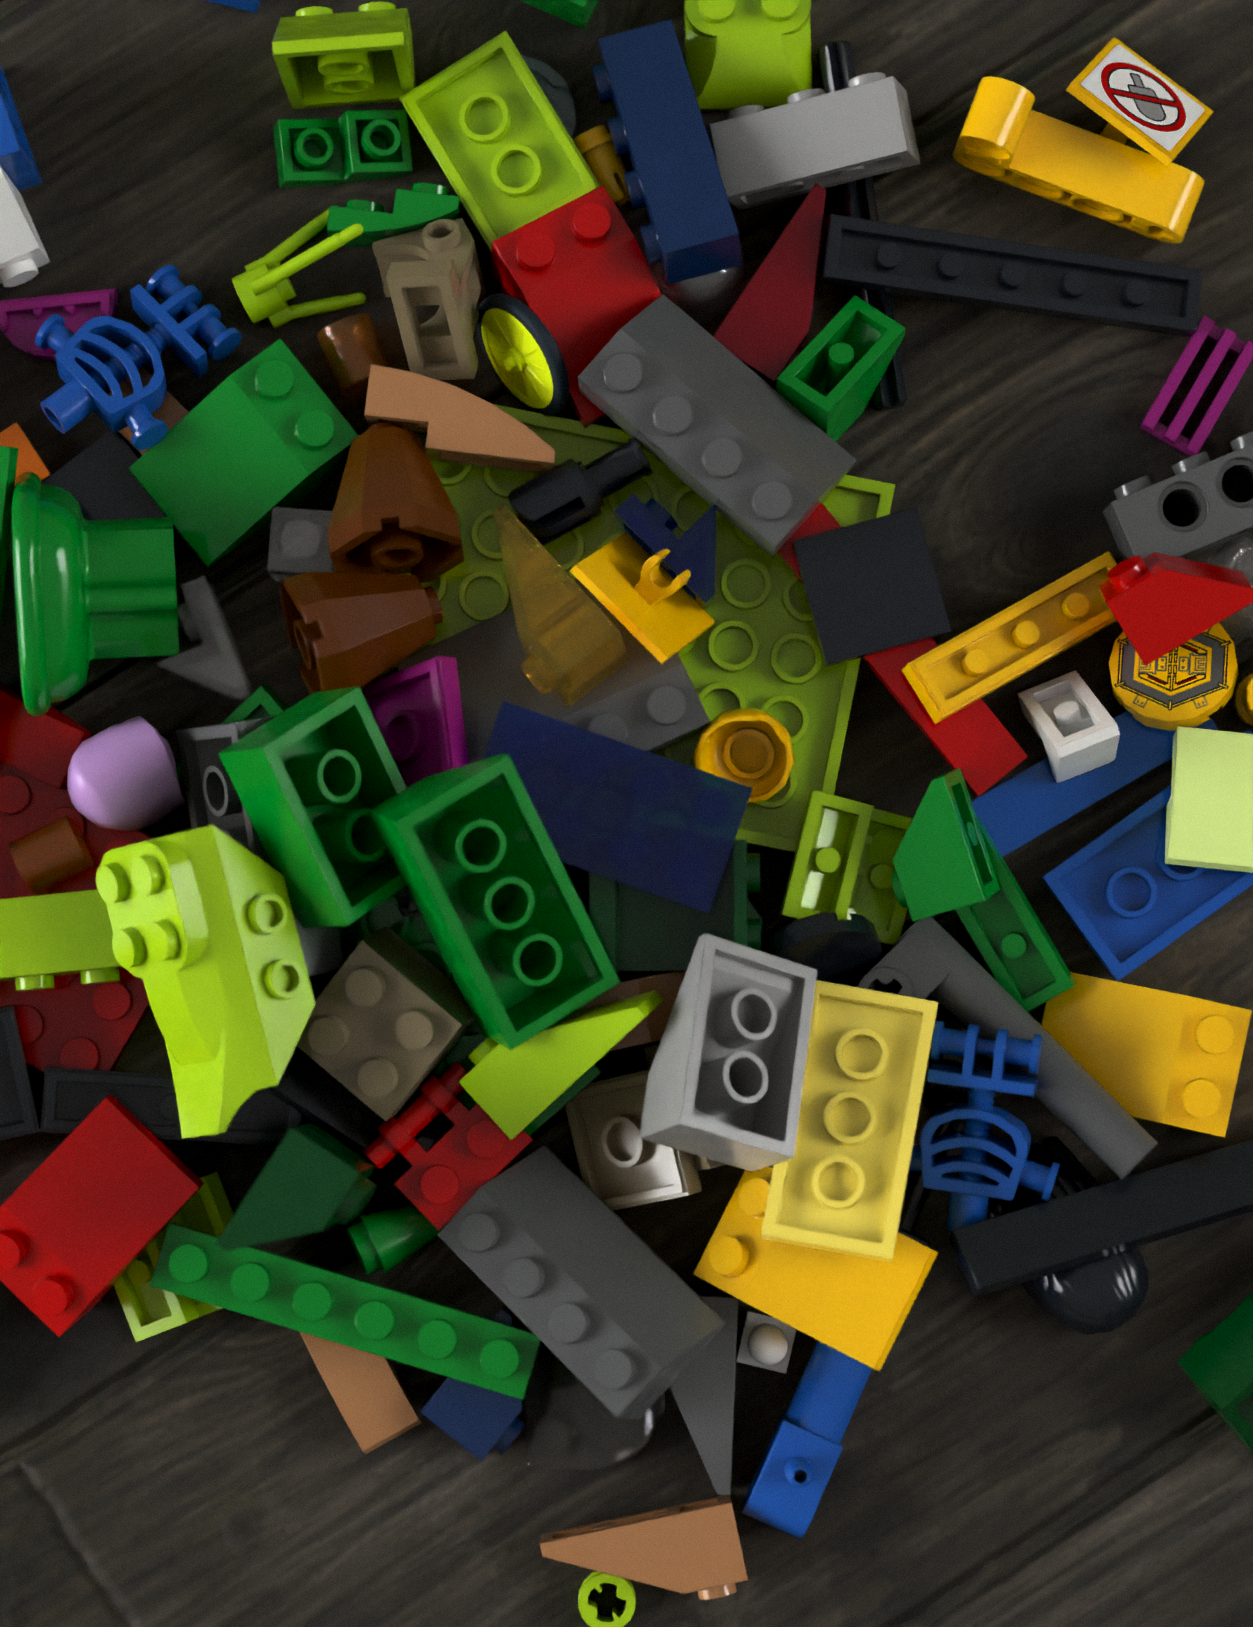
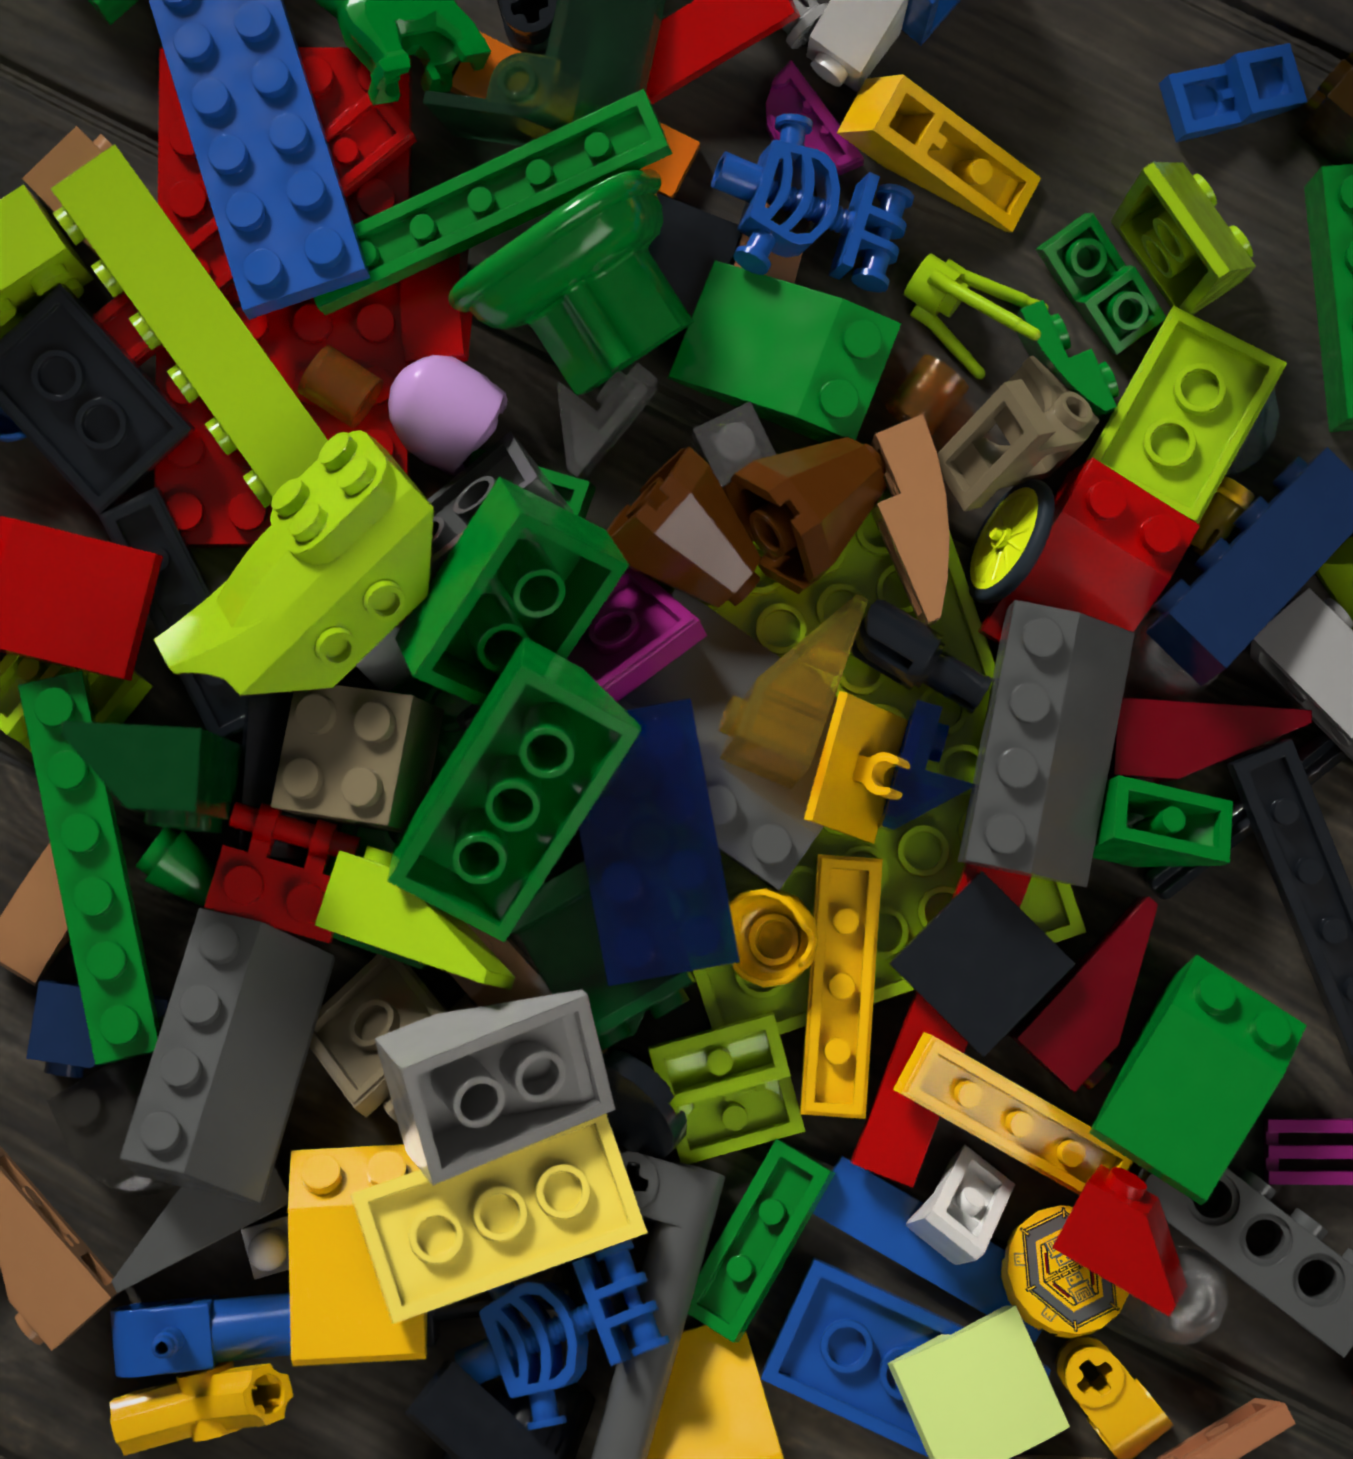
camera: 60 degrees right, 0 degrees up
(144, 221) = (937, 150): none -> yellow slope
(822, 719) = (841, 987): none -> yellow tile
(869, 1477) = (200, 1406): none -> yellow piece
(943, 853) = (782, 1162): green slope -> none
(961, 521) = (1088, 1007): none -> dark red slope
(1072, 460) = (1197, 1078): none -> green slope

